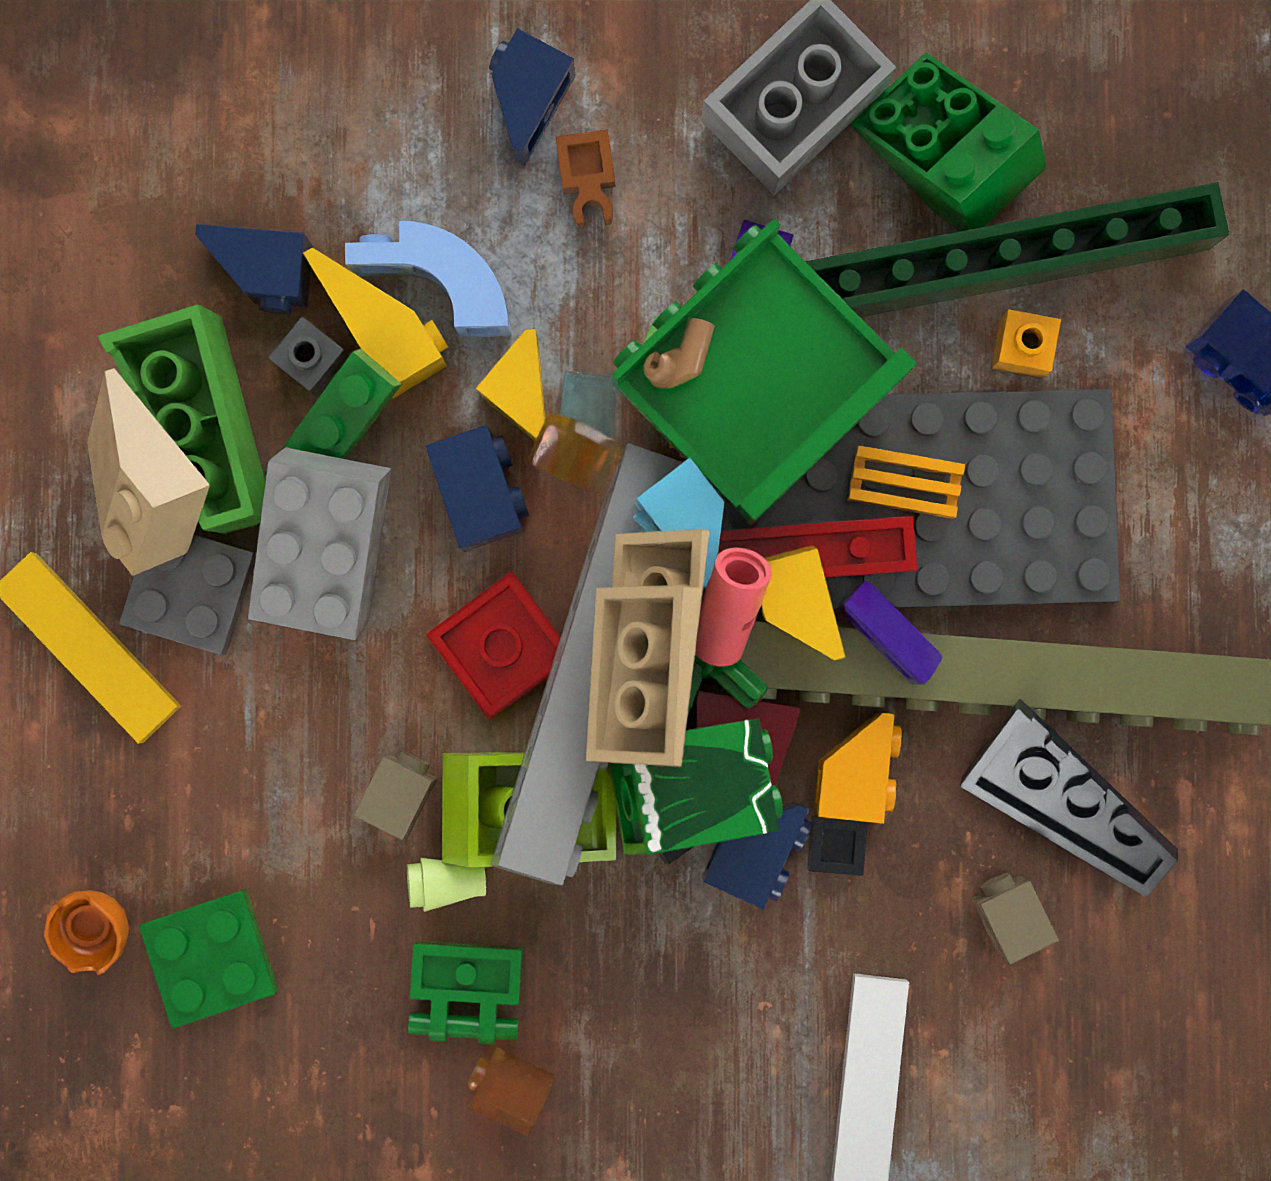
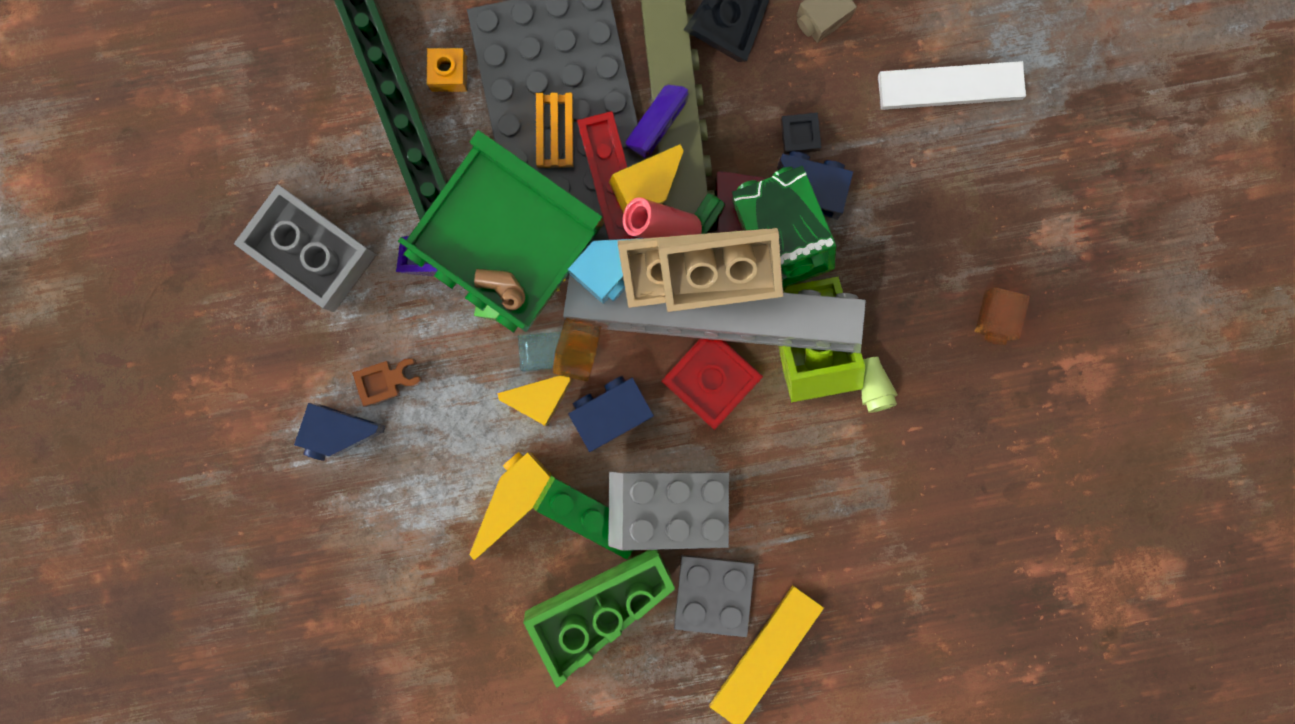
camera: 95 degrees left, 0 degrees up
(86, 931) = (955, 615): orange hair -> none
(141, 481) = (649, 638): tan slope -> none
(208, 958) = (955, 532): green plate -> none
(263, 264) = (485, 587): dark blue slope -> none
(321, 369) = (554, 537): dark grey plate -> none
(396, 794) = (824, 427): dark tan brick -> none
(447, 262) = (461, 465): light blue arch -> none
(465, 974) = (933, 360): green plate -> none
(855, 773) = (750, 129): light orange slope -> none
(952, 143) = (320, 142): green slope -> none

